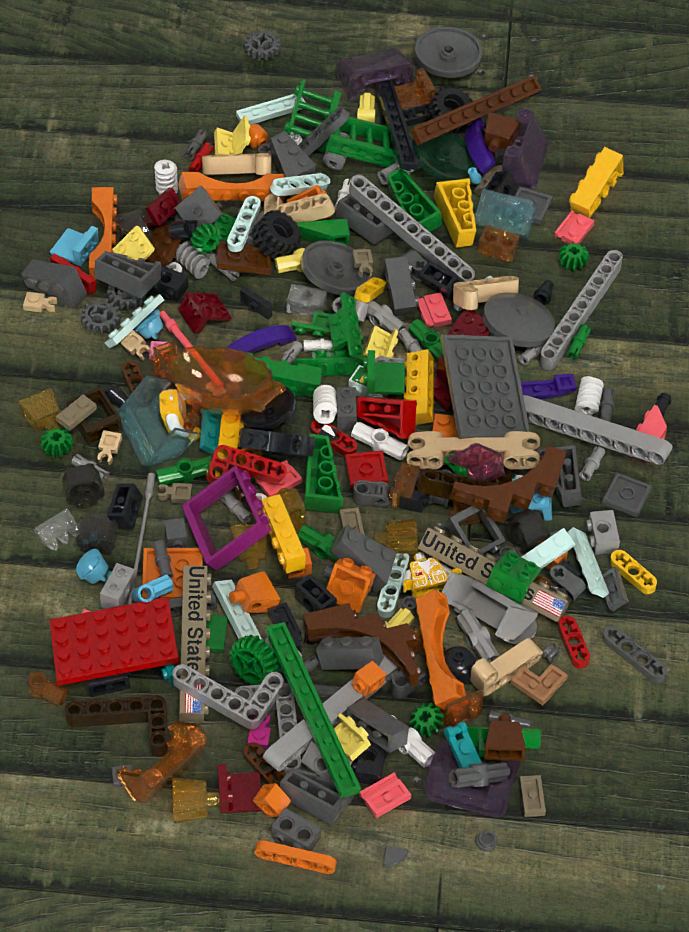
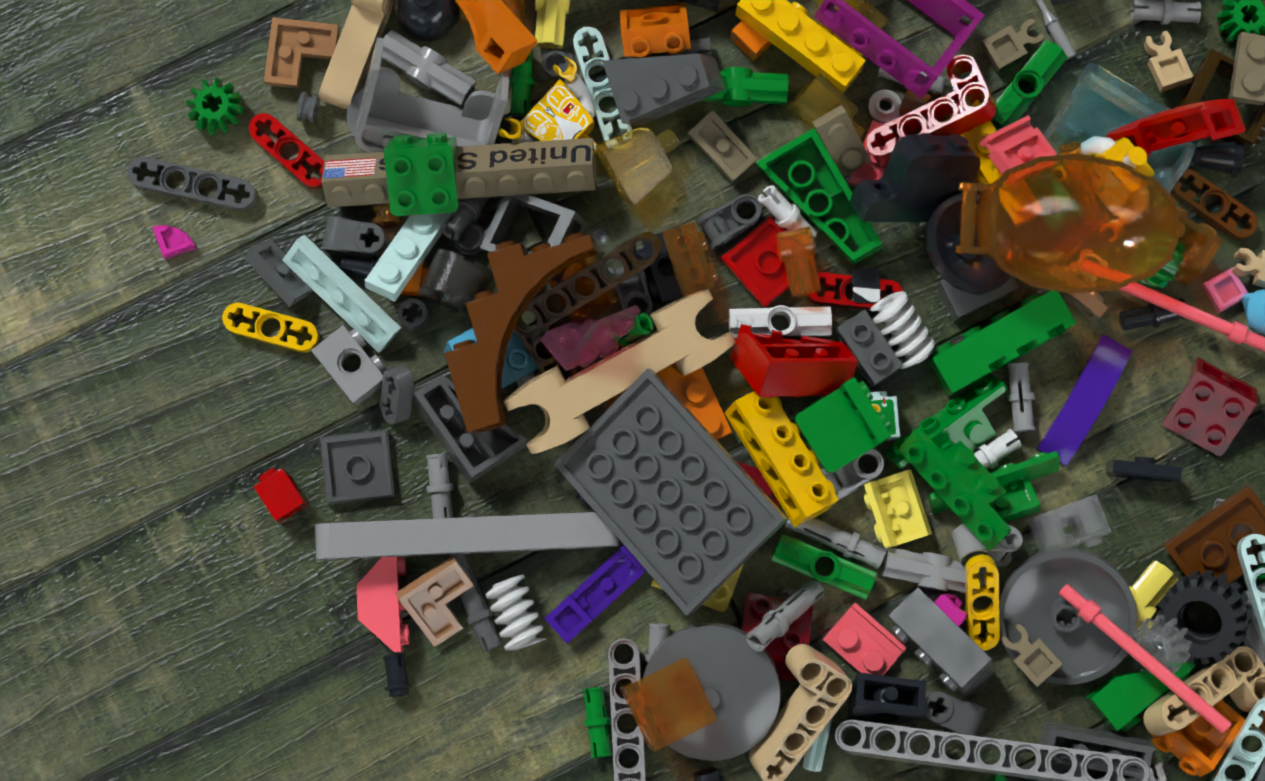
camera: 145 degrees right, 30 degrees up
(151, 420) = (1183, 124): none -> red slope
(215, 433) = (1016, 145): none -> coral plate
(296, 483) = (841, 140): none -> dark tan plate
(305, 230) = (1174, 645): none -> clear gear
(326, 254) = (1090, 612): none -> coral bar
(344, 477) = (786, 214): none -> white pin
(352, 455) = (797, 252): none -> clear orange piece
(386, 297) = (951, 605): none -> dark pink tile
(482, 316) = (777, 621): none -> light grey pin
(544, 314) = (668, 704): none -> clear orange bracket
(588, 503) = (396, 394): none -> dark grey beam
(600, 678) = (227, 104): none -> green gear
(625, 416) = (428, 599): none -> medium nougat plate
(660, 635) = (172, 241): none -> dark pink tile
(673, 498) = (280, 494): none -> red brick

